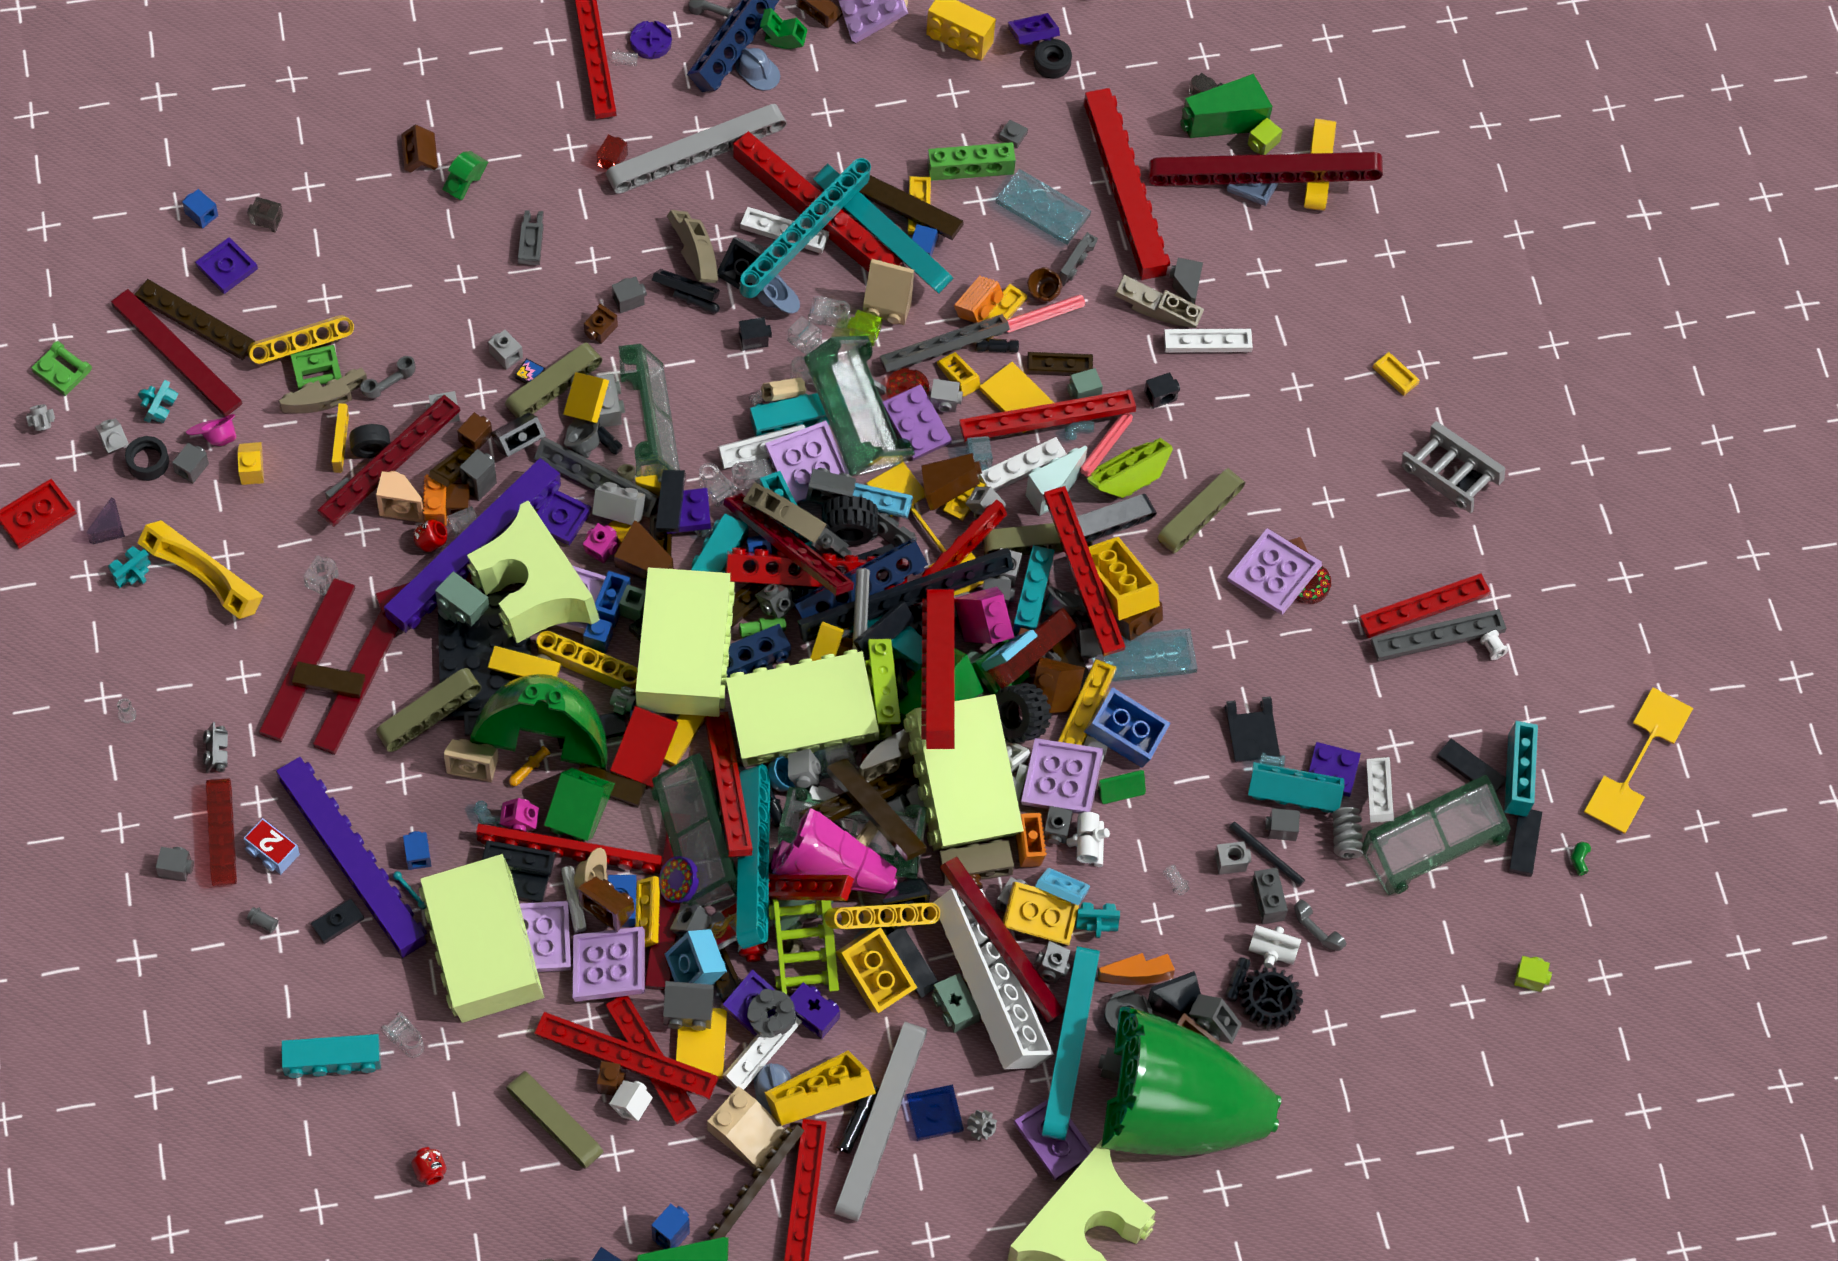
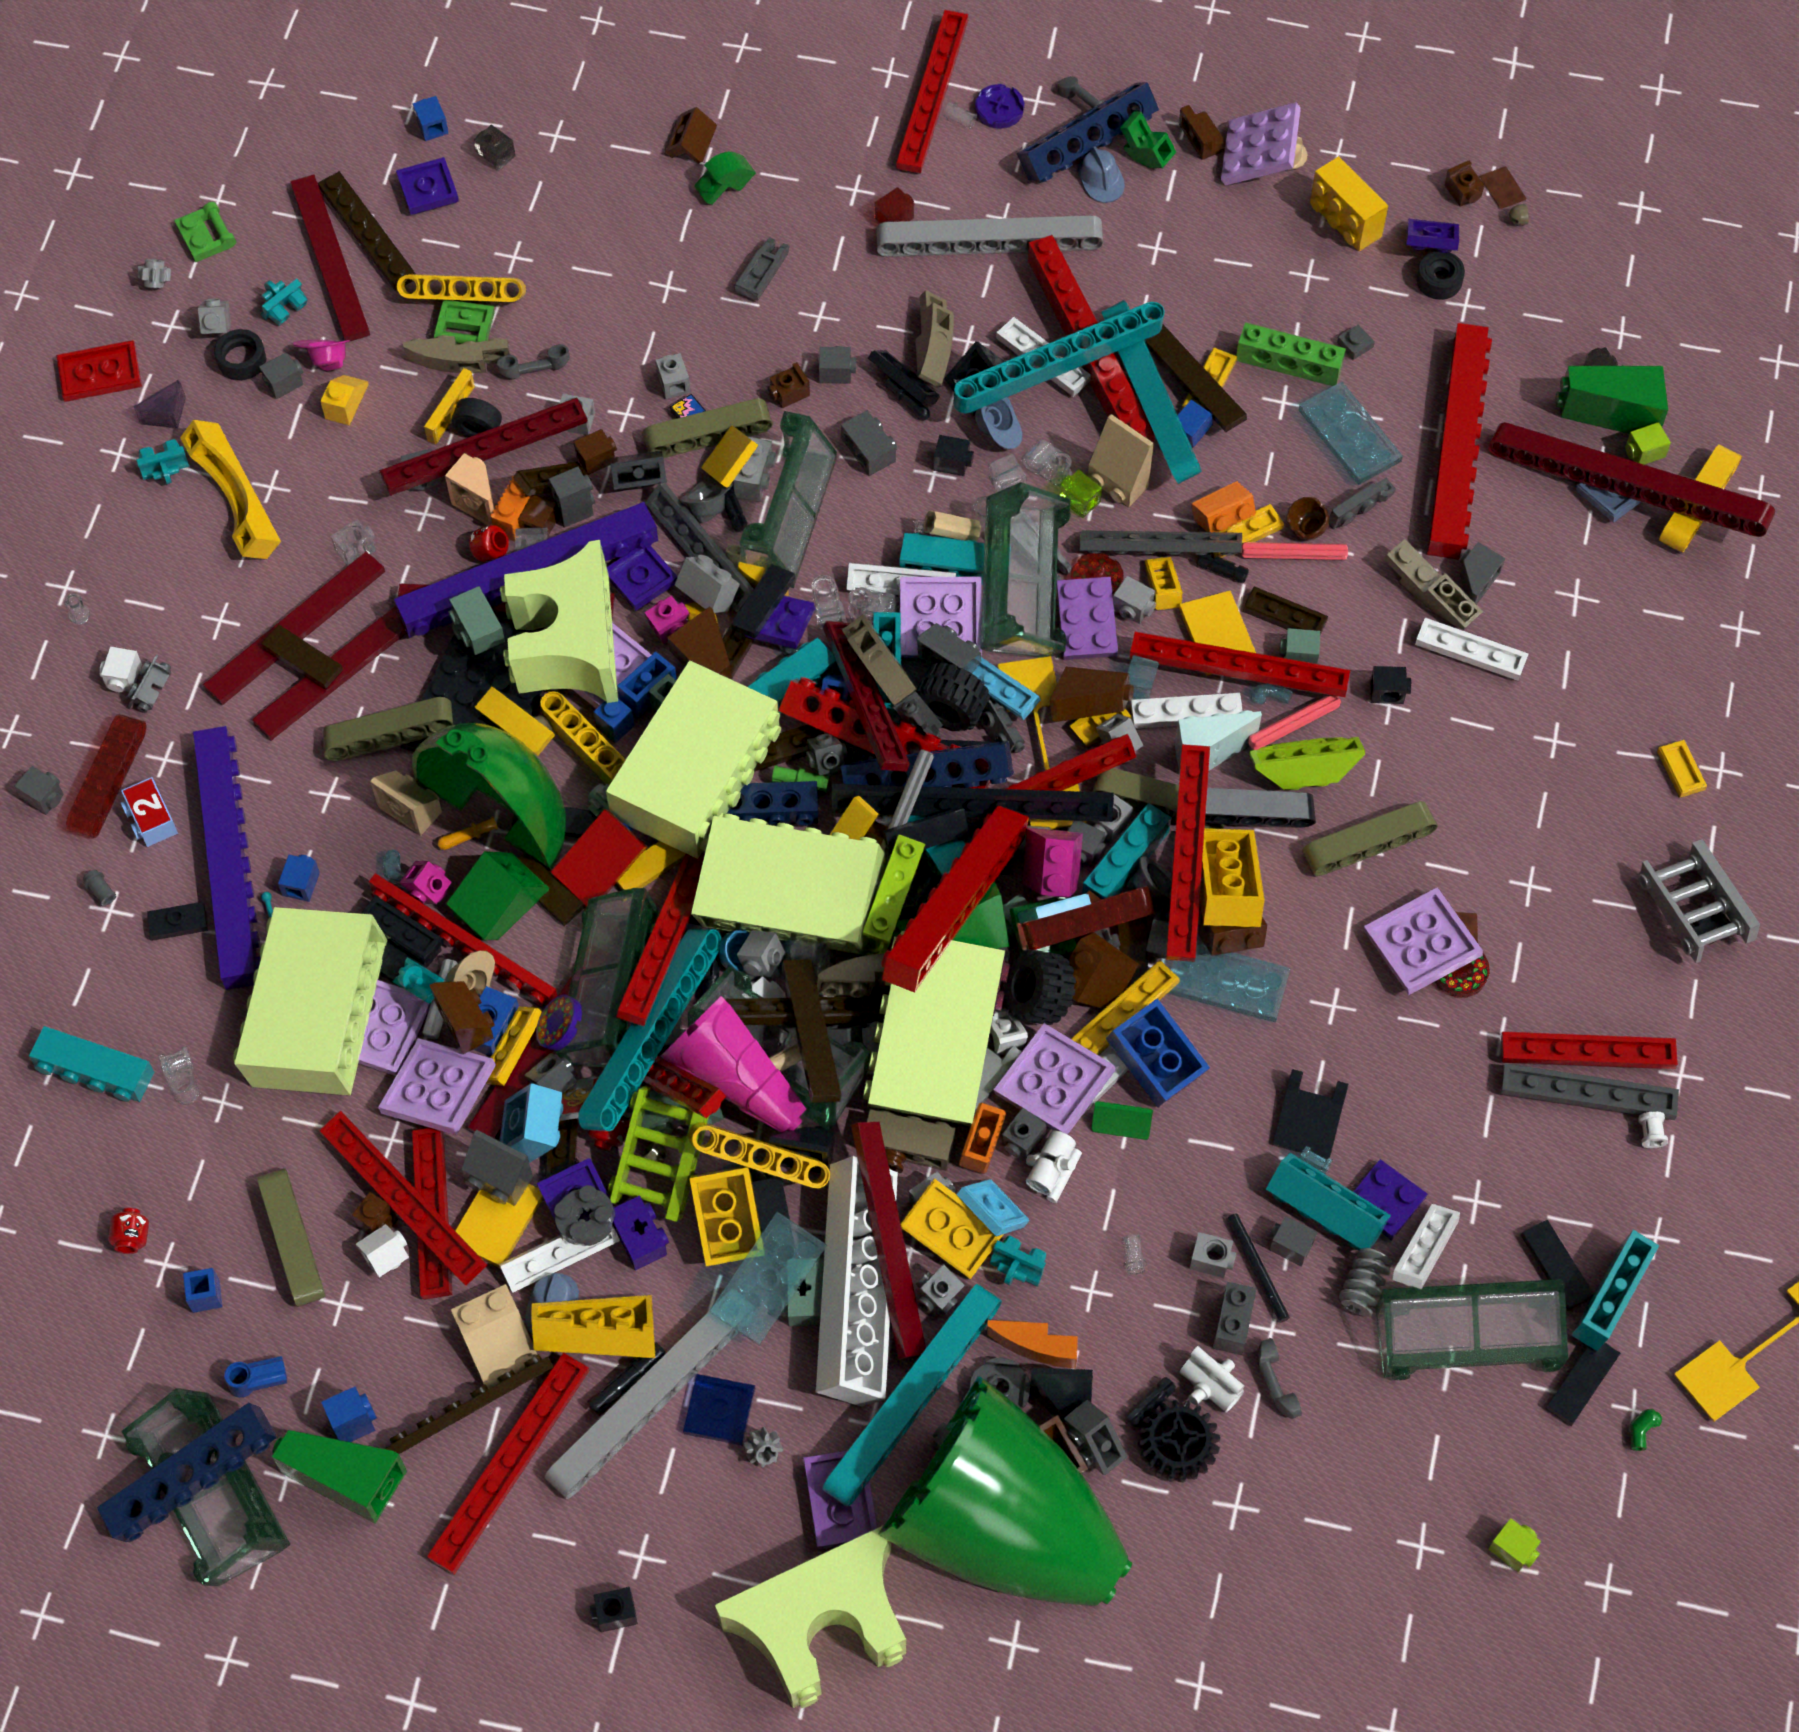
camera: 30 degrees right, 0 degrees up
(187, 745) = (120, 669): none -> white brick
(511, 1185) = (202, 1290): none -> blue brick
(556, 891) = (417, 980): none -> teal hips
(584, 1229) = (259, 1376): none -> blue piece
(684, 347) = (869, 442): none -> dark grey brick
(930, 1002) = (768, 1278): none -> clear light blue plate

